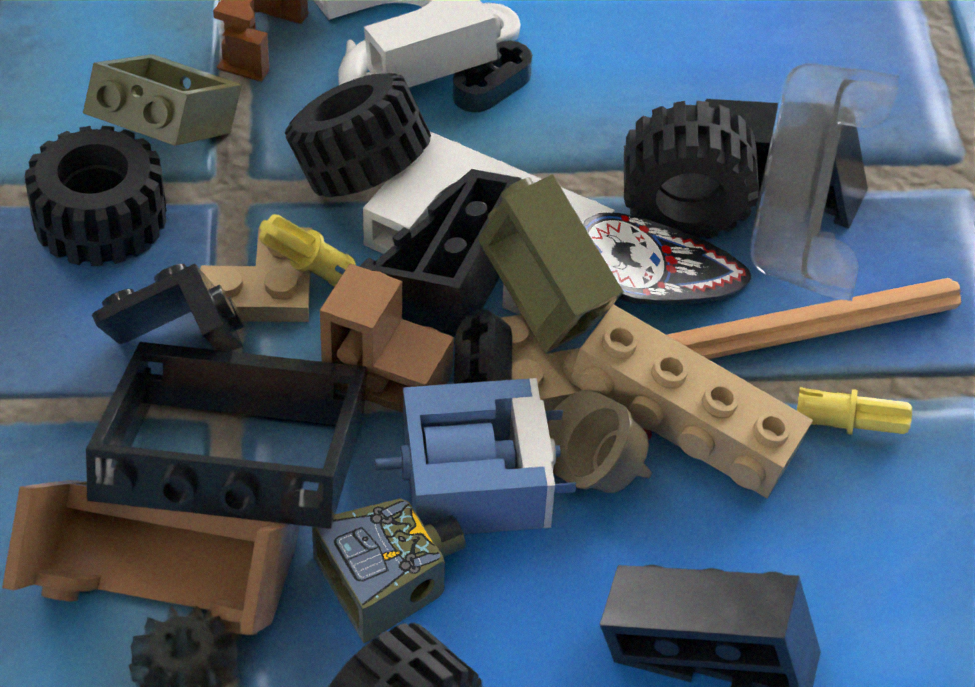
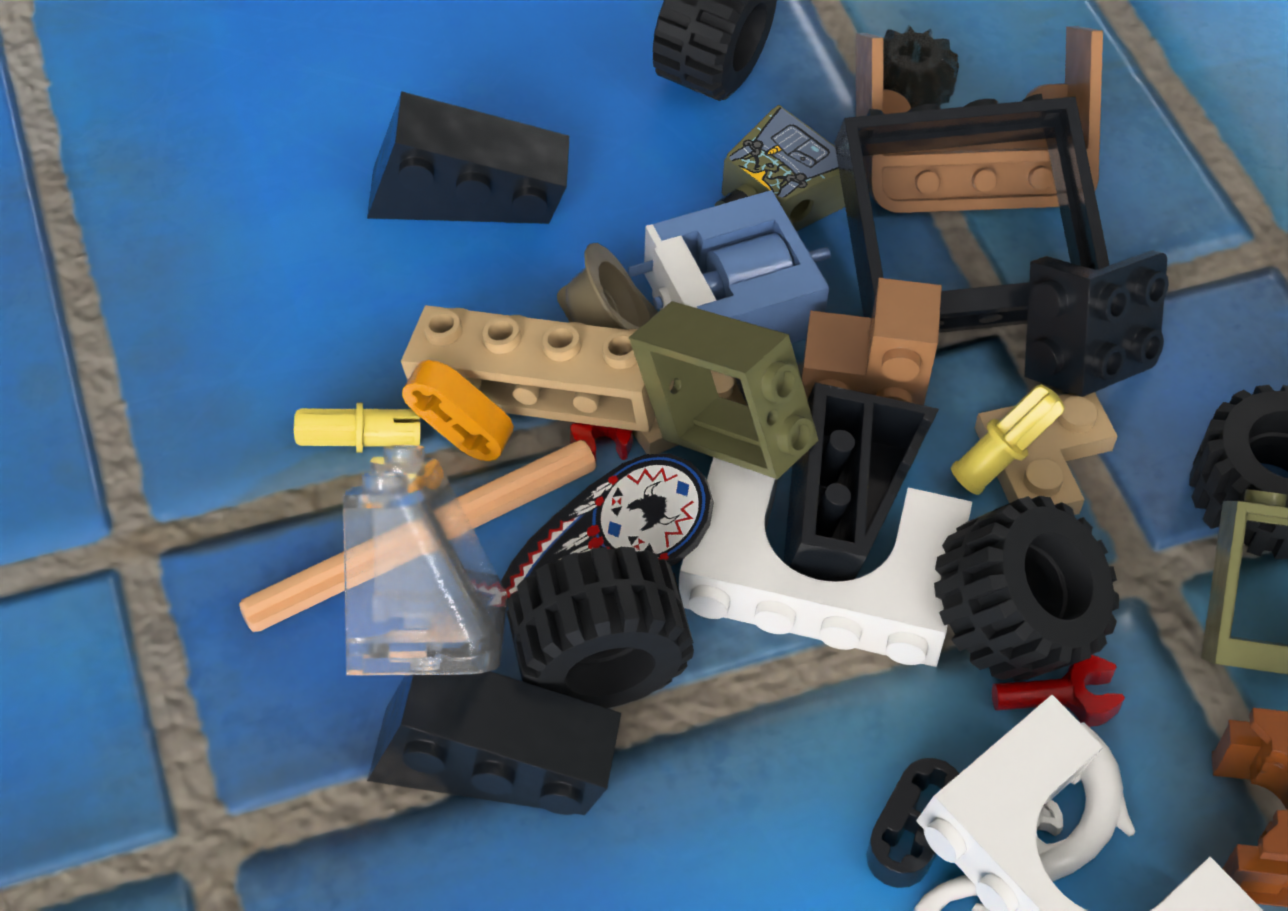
camera: 165 degrees right, 5 degrees up
(777, 374) = (458, 410): none -> light orange beam

